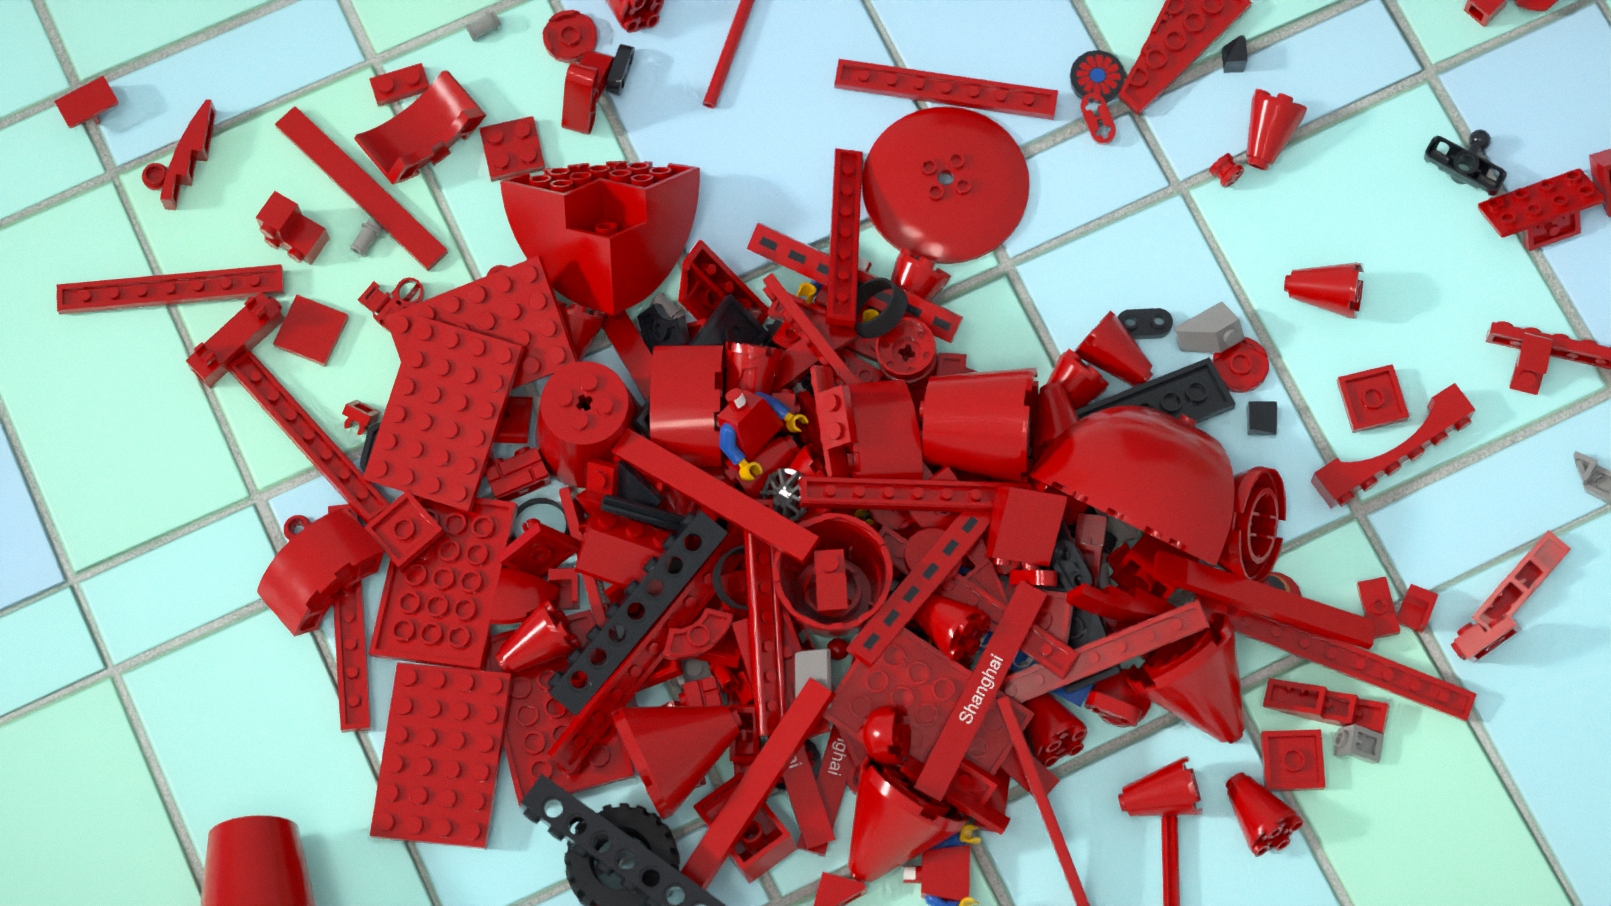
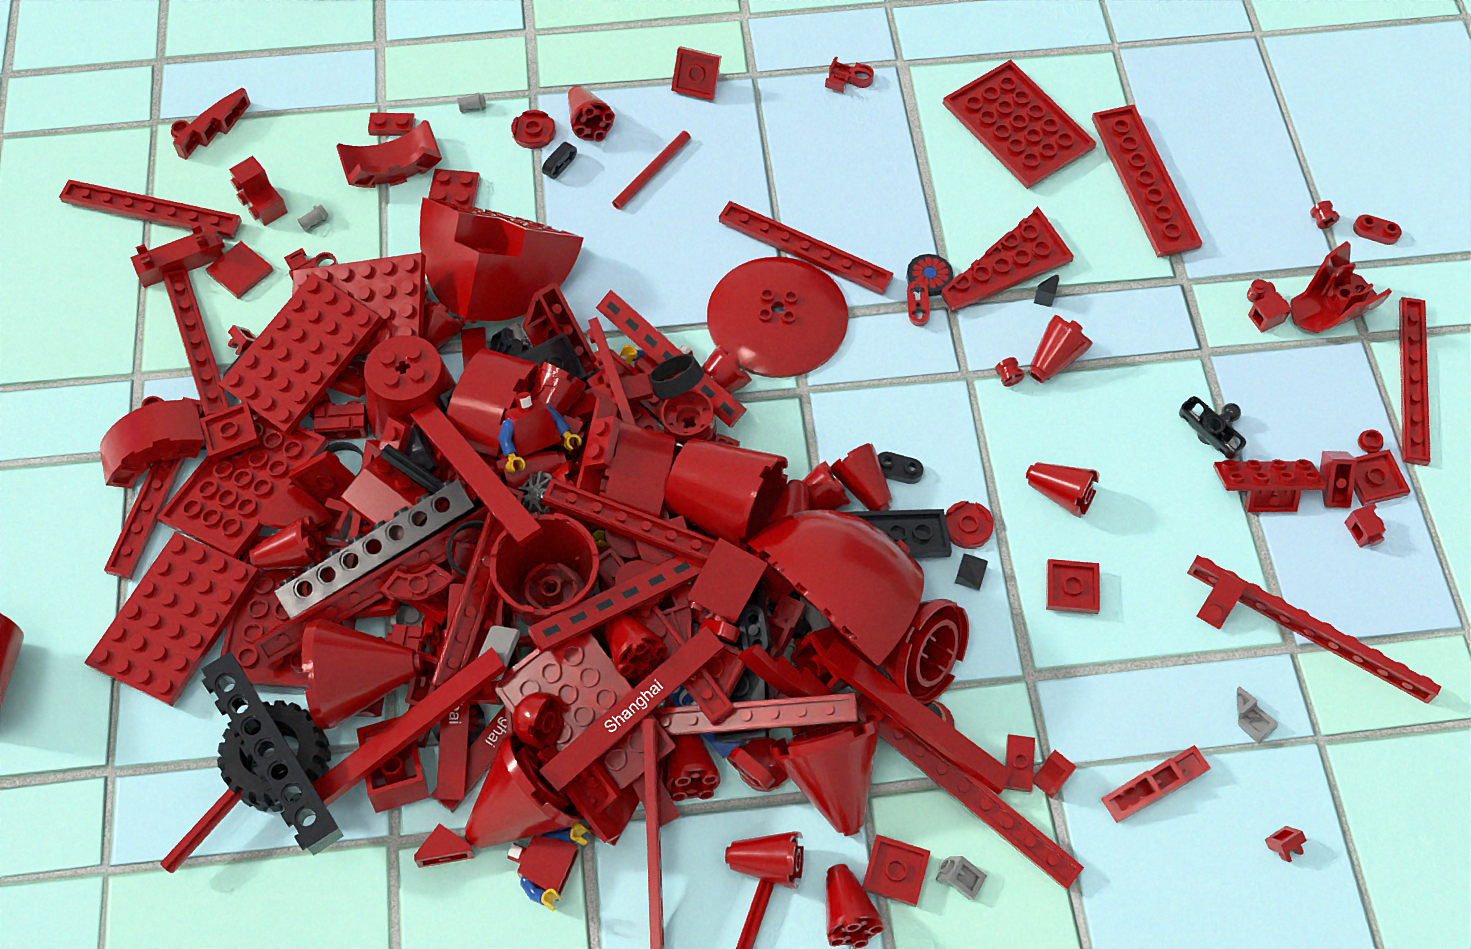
camera: 15 degrees right, 10 degrees down
(86, 102) = (157, 66): red panel -> none
(361, 188) = (328, 185): red tile -> none
(583, 89) = (520, 161): red beam -> none
(830, 580) = (537, 567): red slope -> none
(844, 238) = (674, 323): red tile -> none
(1210, 331) = (950, 488): light grey slope -> none
(1325, 706) = (943, 832): red slope -> none
(1341, 480) = (1022, 644): red arch -> none
(1476, 641) = (1099, 821): plate -> none

